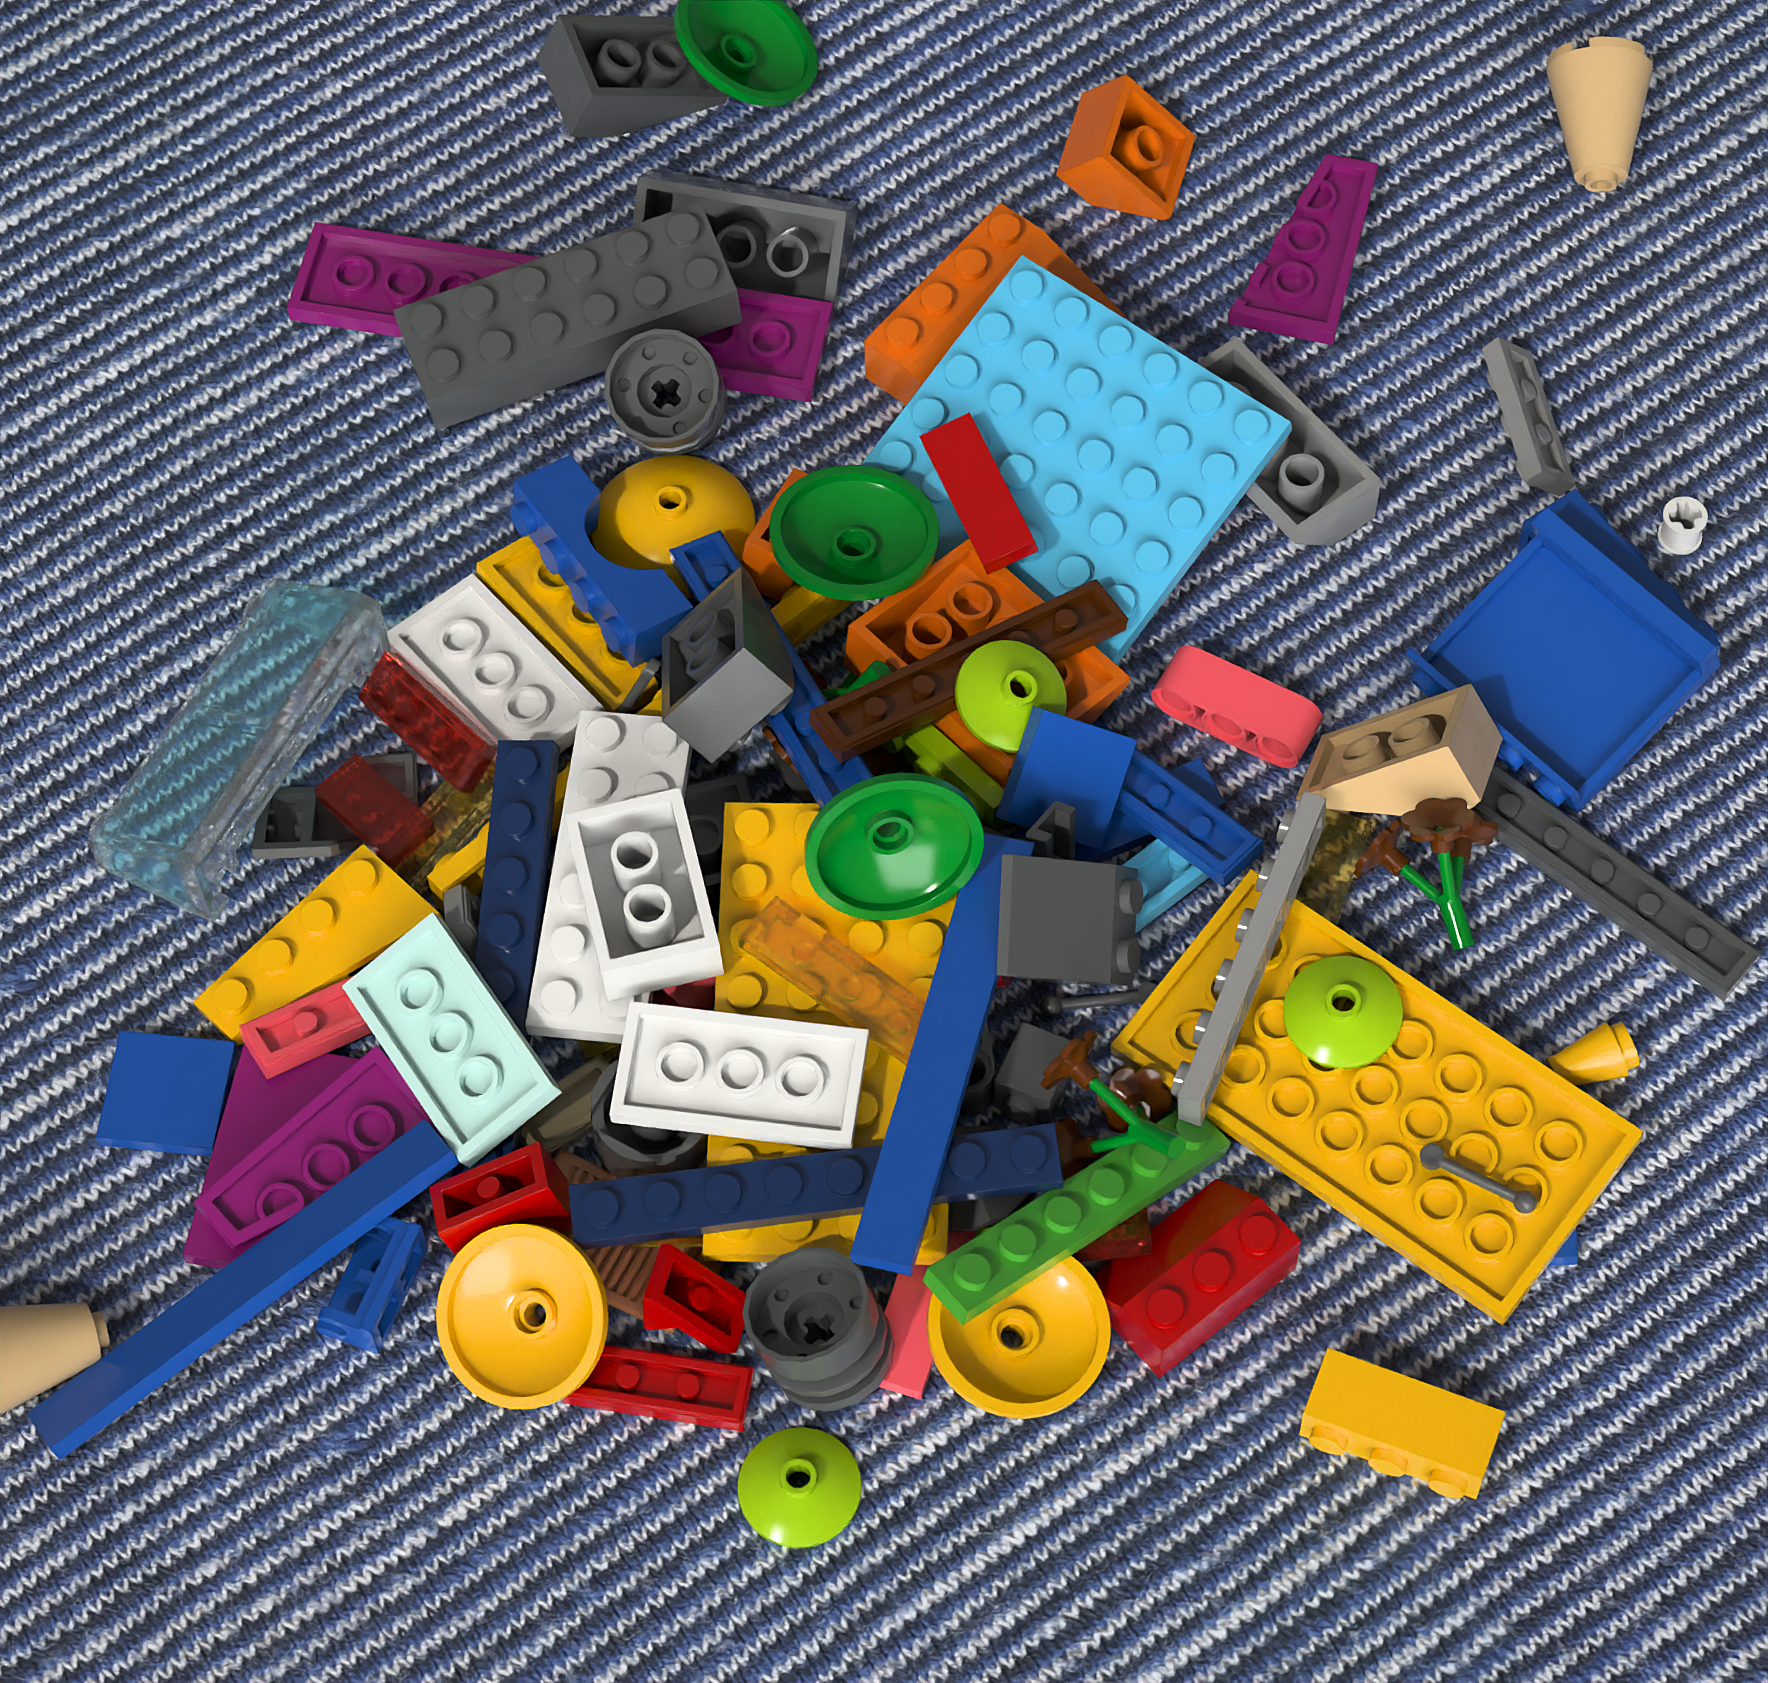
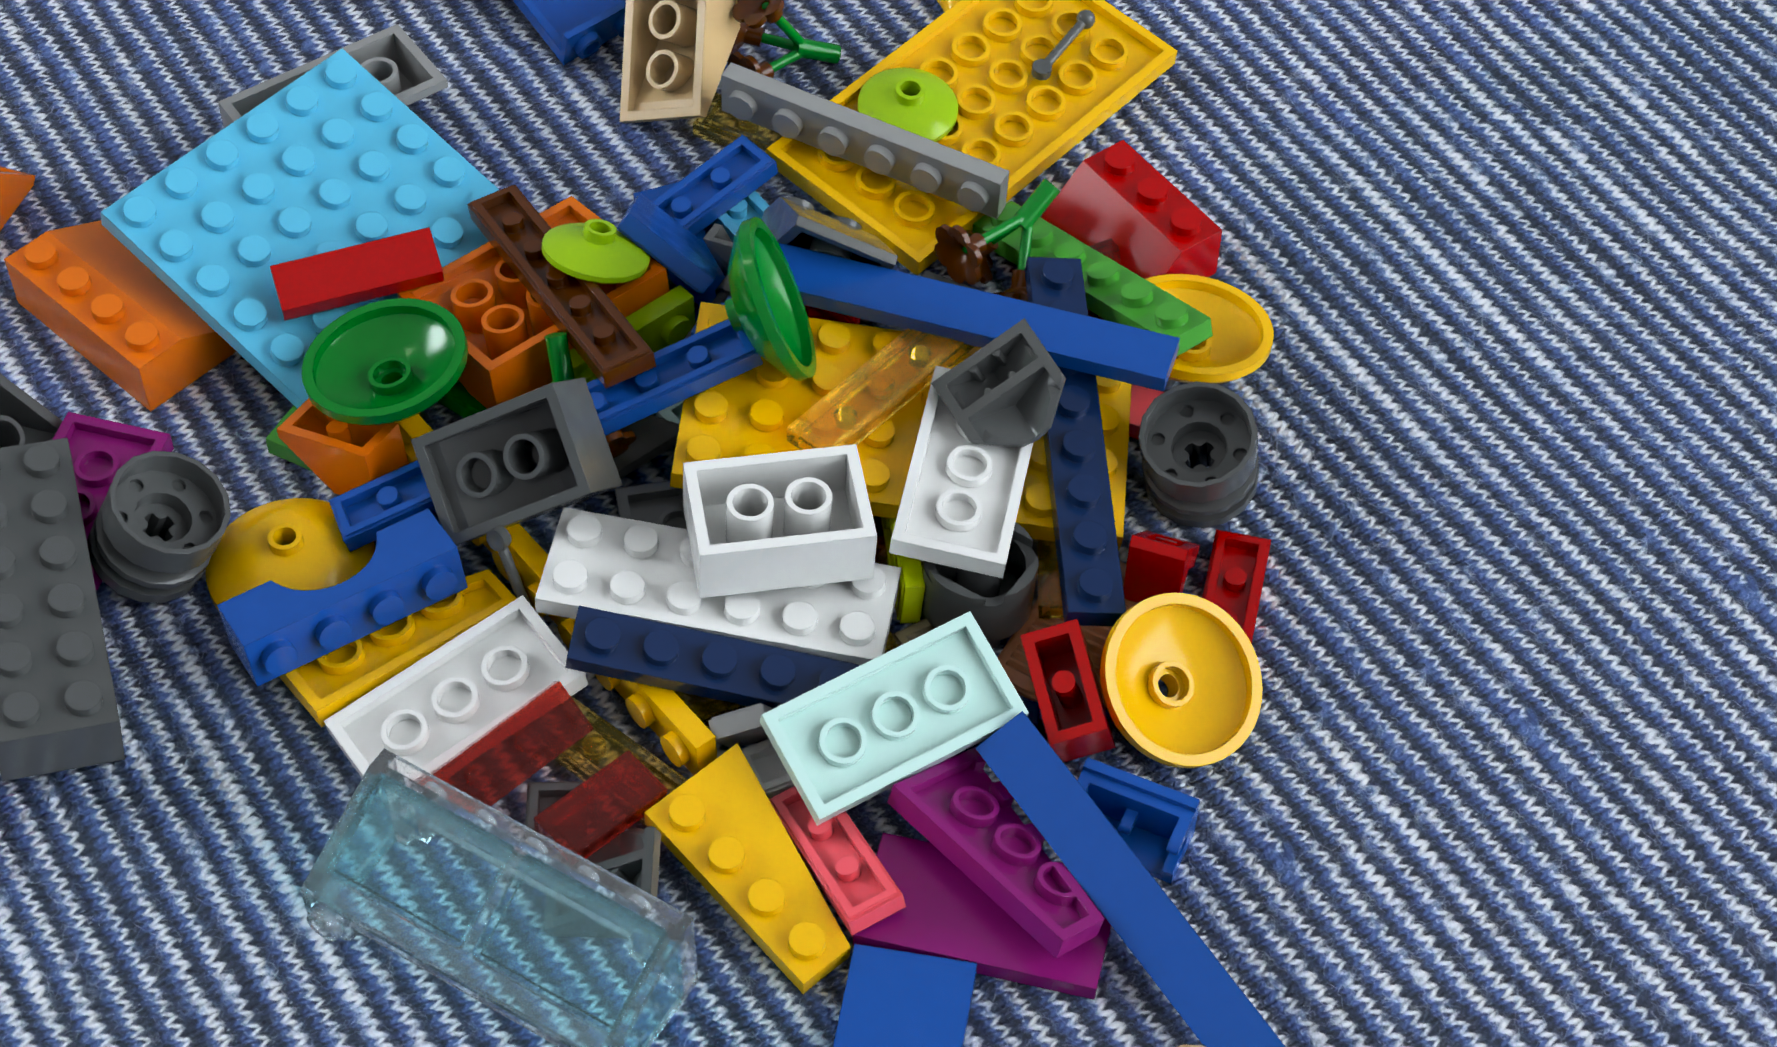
camera: 90 degrees left, 10 degrees down
(804, 1514) = (1322, 512): lime dish -> none
(815, 1086) = (1004, 390): none -> dark grey slope
(1237, 706) = (589, 158): coral beam -> none
(1312, 257) = (122, 79): magenta wing -> none
(1401, 1425) = (1267, 119): yellow brick -> none

